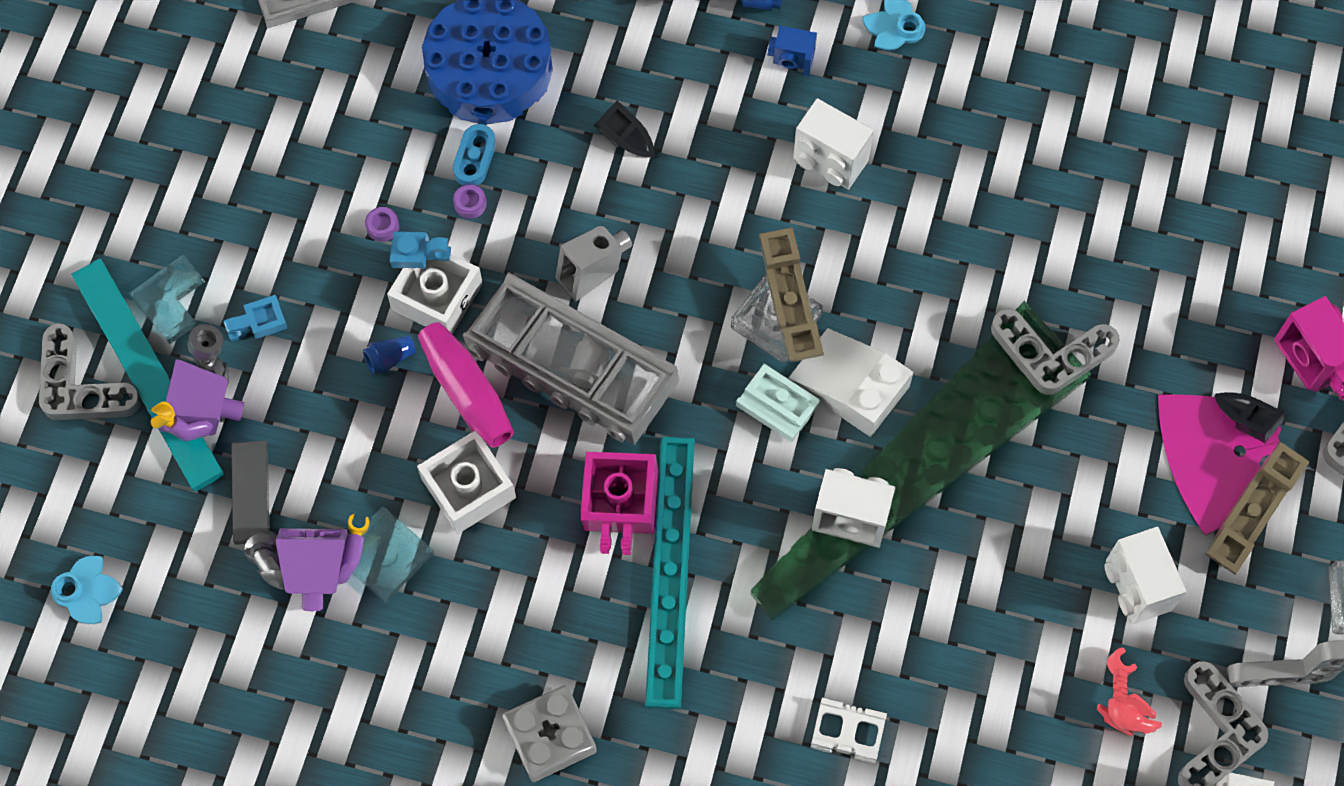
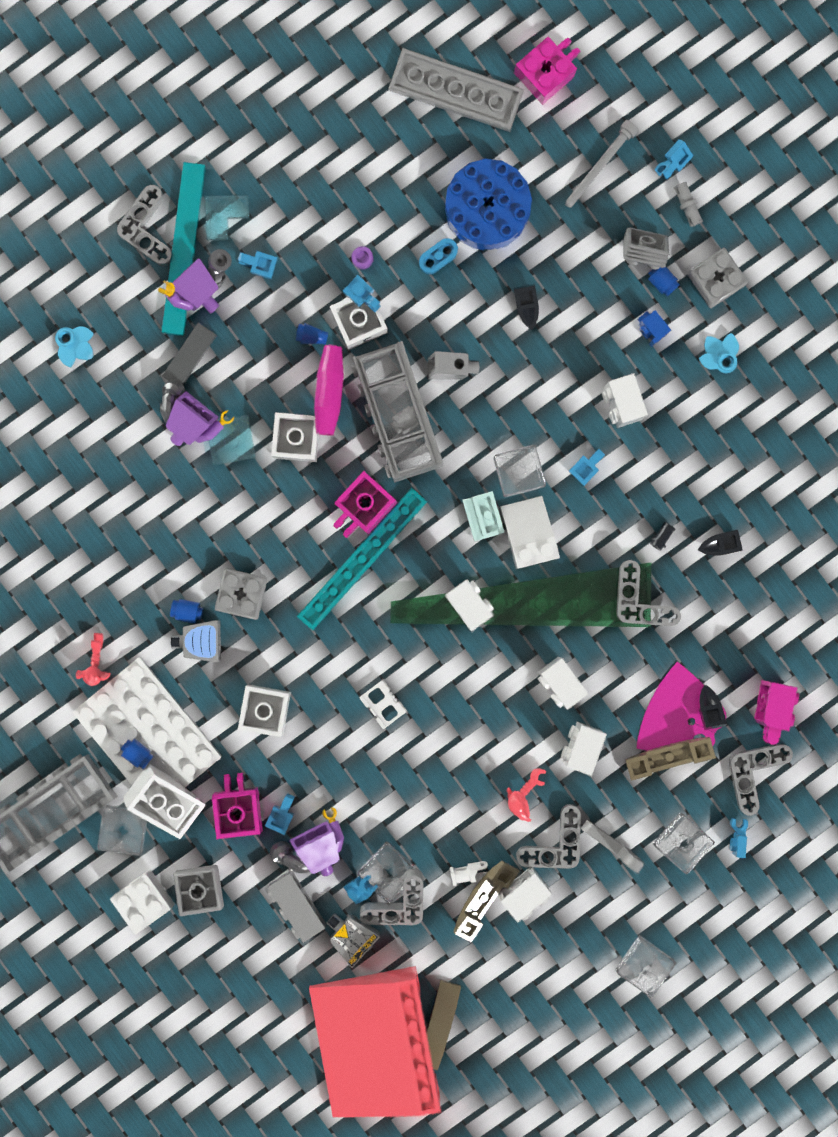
camera: 35 degrees right, 20 degrees up
(469, 201) = (416, 280): medium lavender tile -> none
(790, 295) = (531, 470): dark tan slope -> none
(852, 257) = (586, 468): none -> dark azure plate
(1011, 270) = (662, 536): none -> black pin
(1048, 518) = (562, 682): none -> white brick
(1086, 219) = (722, 544): none -> black plate

